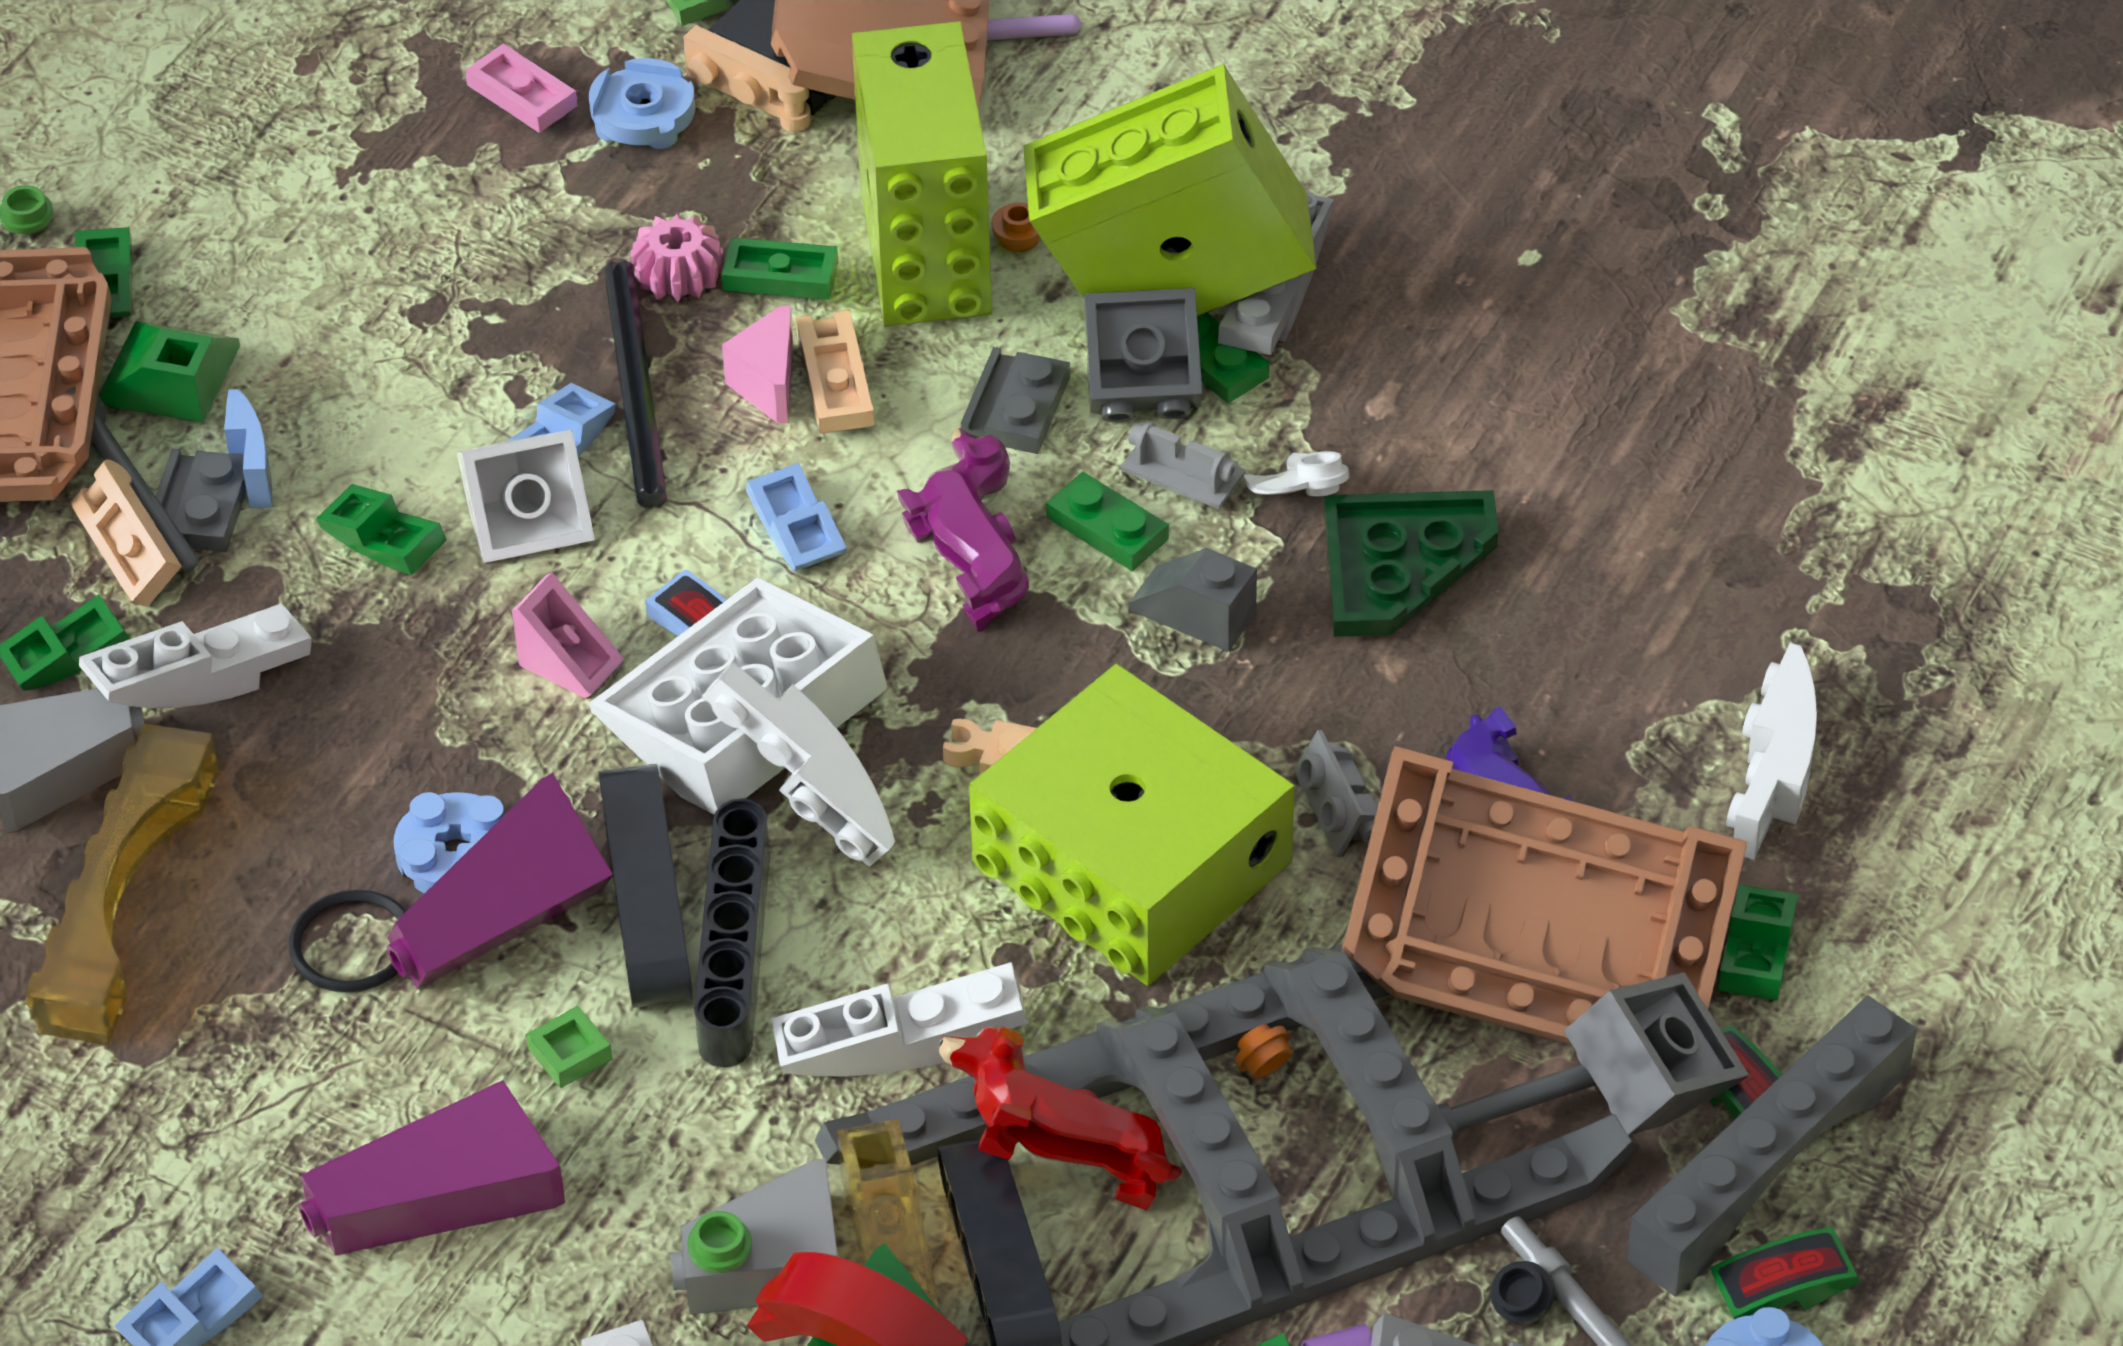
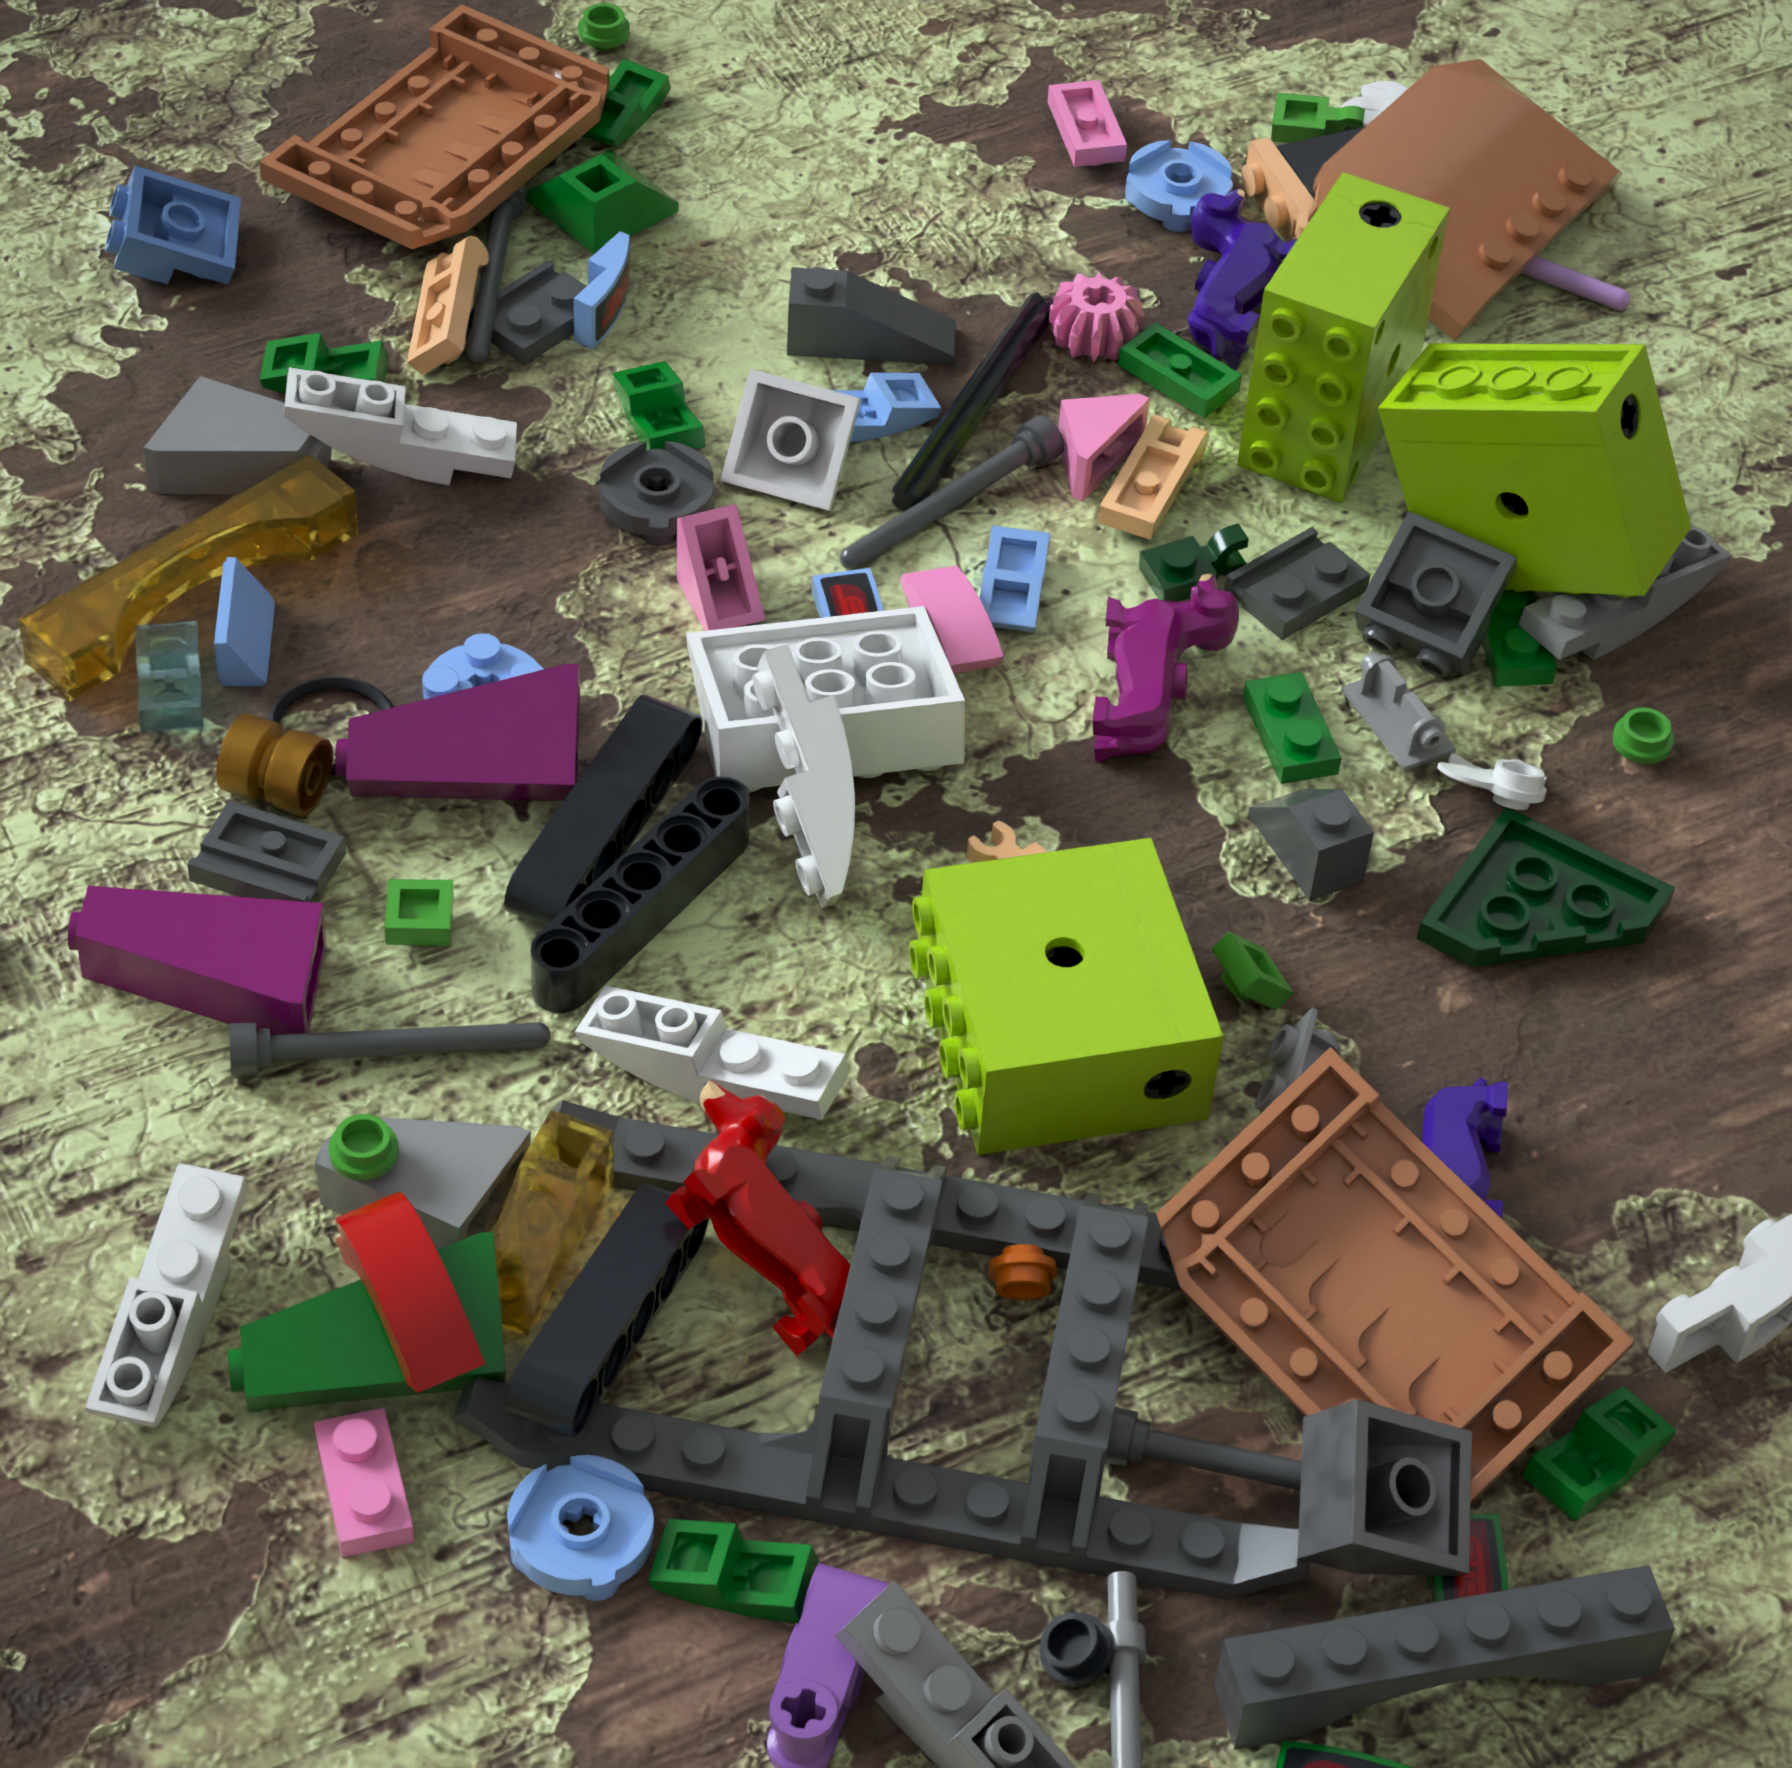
camera: 30 degrees right, 0 degrees up
(179, 976) = (169, 676): none -> clear light blue slope
(206, 904) = (243, 628): none -> light blue slope
(349, 995) = (266, 762): none -> pearl gold wheel
(406, 1074) = (266, 856): none -> dark grey plate
(447, 623) = (654, 513): none -> dark grey plate
(485, 362) = (857, 319): none -> dark grey slope
(535, 1227) = (256, 1048): none -> dark grey piece
(716, 395) = (1034, 444): none -> dark grey piece
(765, 164) = (1235, 283): none -> dark purple animal
(779, 565) = (955, 616): none -> bright pink slope
(923, 436) = (1180, 564): none -> dark green plate
(1242, 729) = (1251, 972): none -> bright green plate
(1374, 383) = (1643, 736): none -> bright green plate

